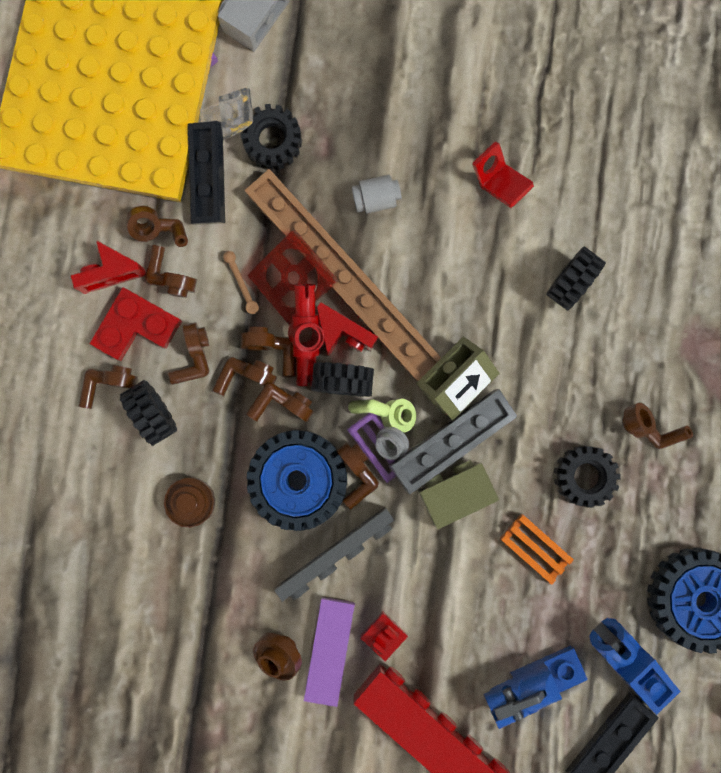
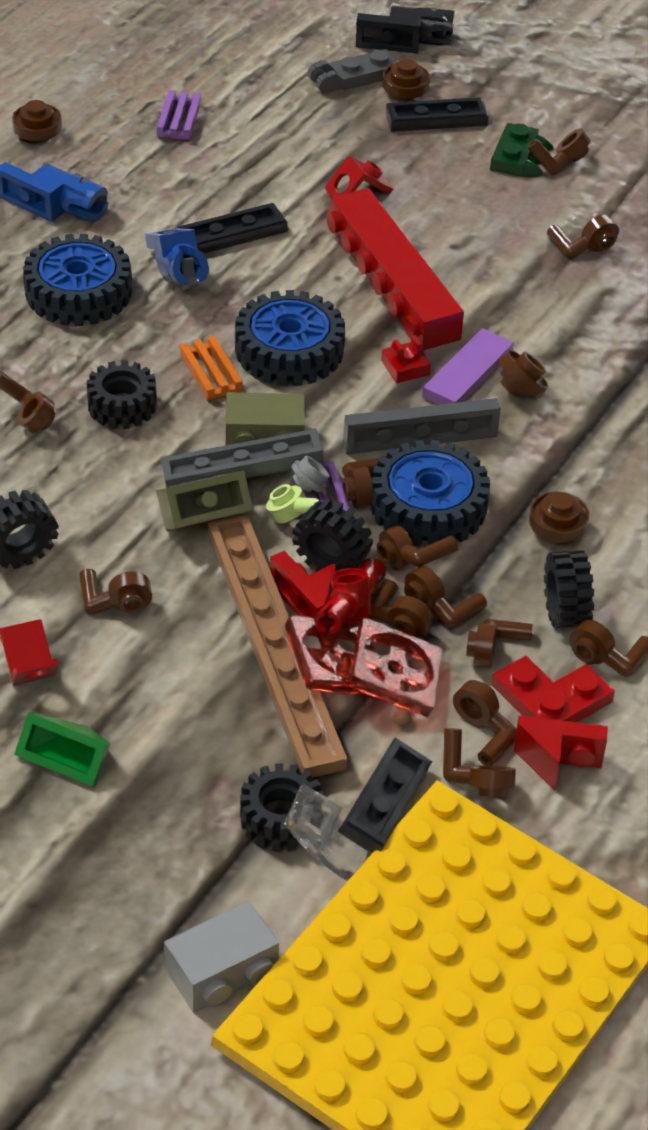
camera: 155 degrees left, 40 degrees down
(224, 294) = (398, 645): none -> clear red piece
(376, 194) = (187, 698): light grey brick -> none
(436, 125) = (63, 747): none -> green slope
(466, 267) = (126, 592): none -> reddish brown plate
(504, 634) = (289, 338): none -> black wheel
(535, 686) = (281, 271): blue plate -> none

